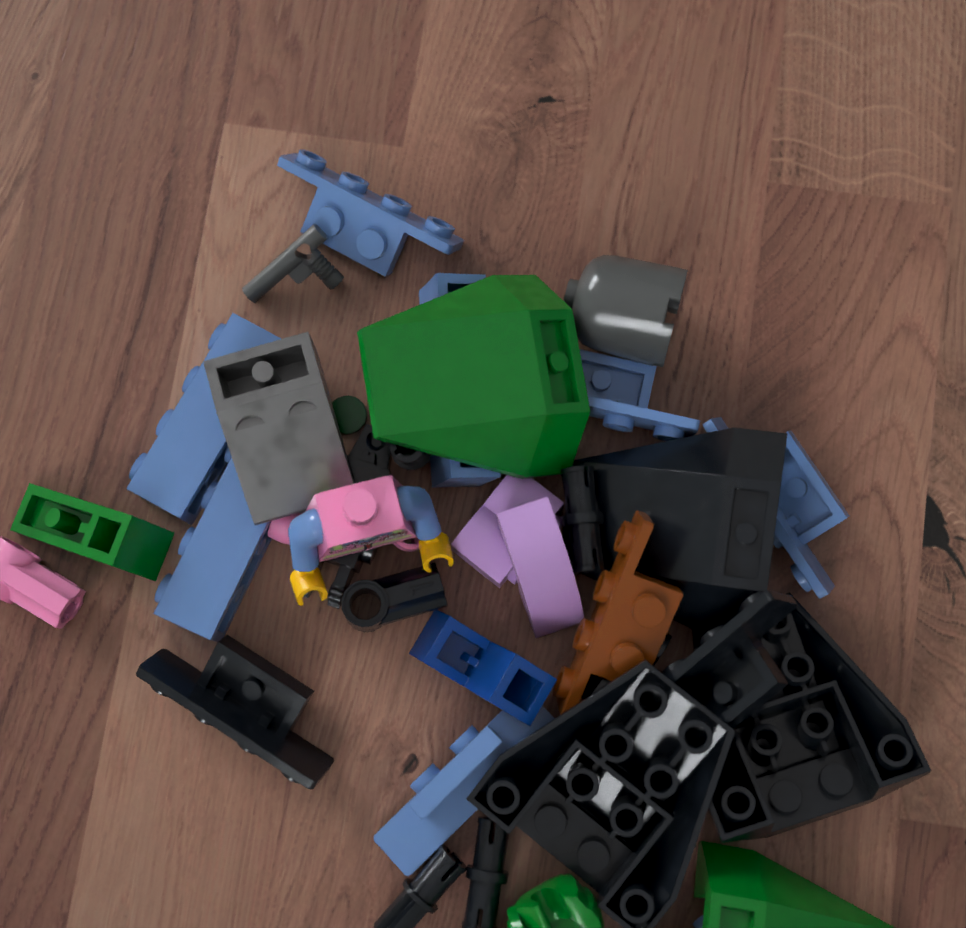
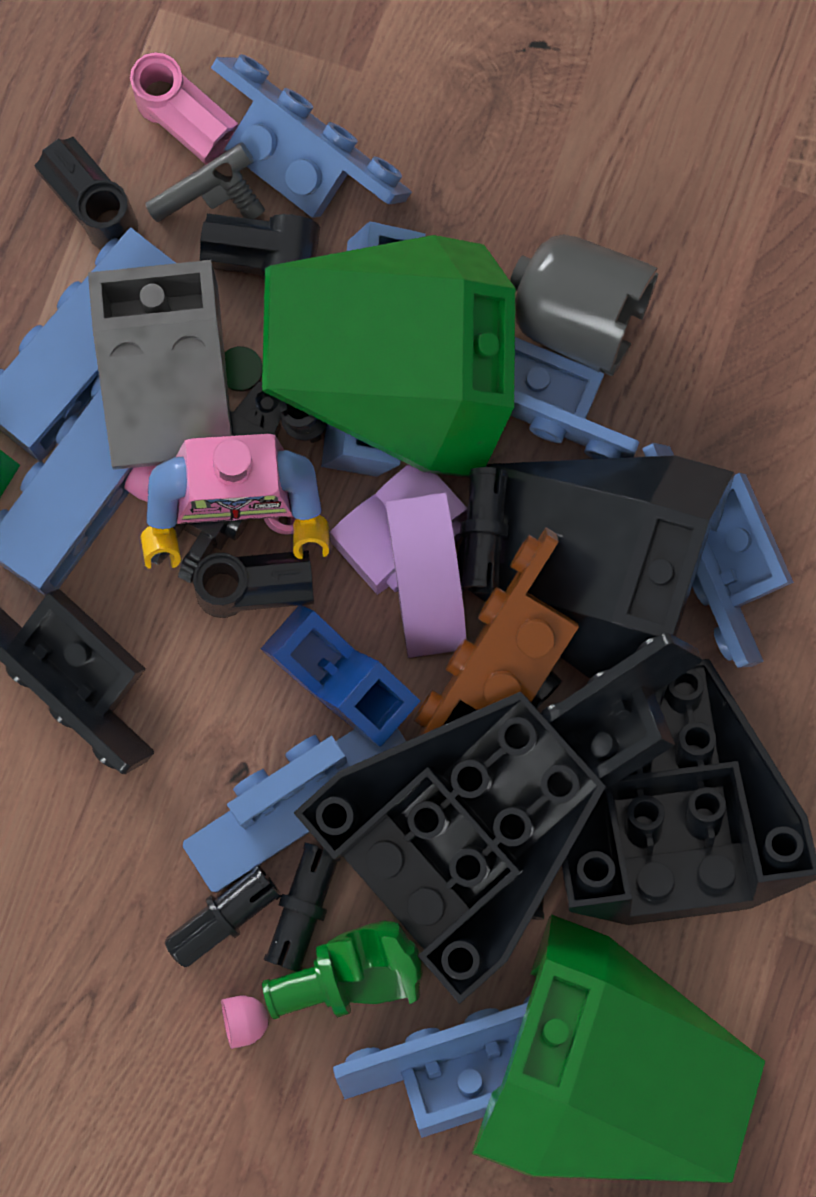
camera: 10 degrees right, 0 degrees up
(189, 287) = (85, 190): none -> black piece
(259, 204) = (183, 109): none -> bright pink piece
(344, 307) = (257, 244): none -> black piece

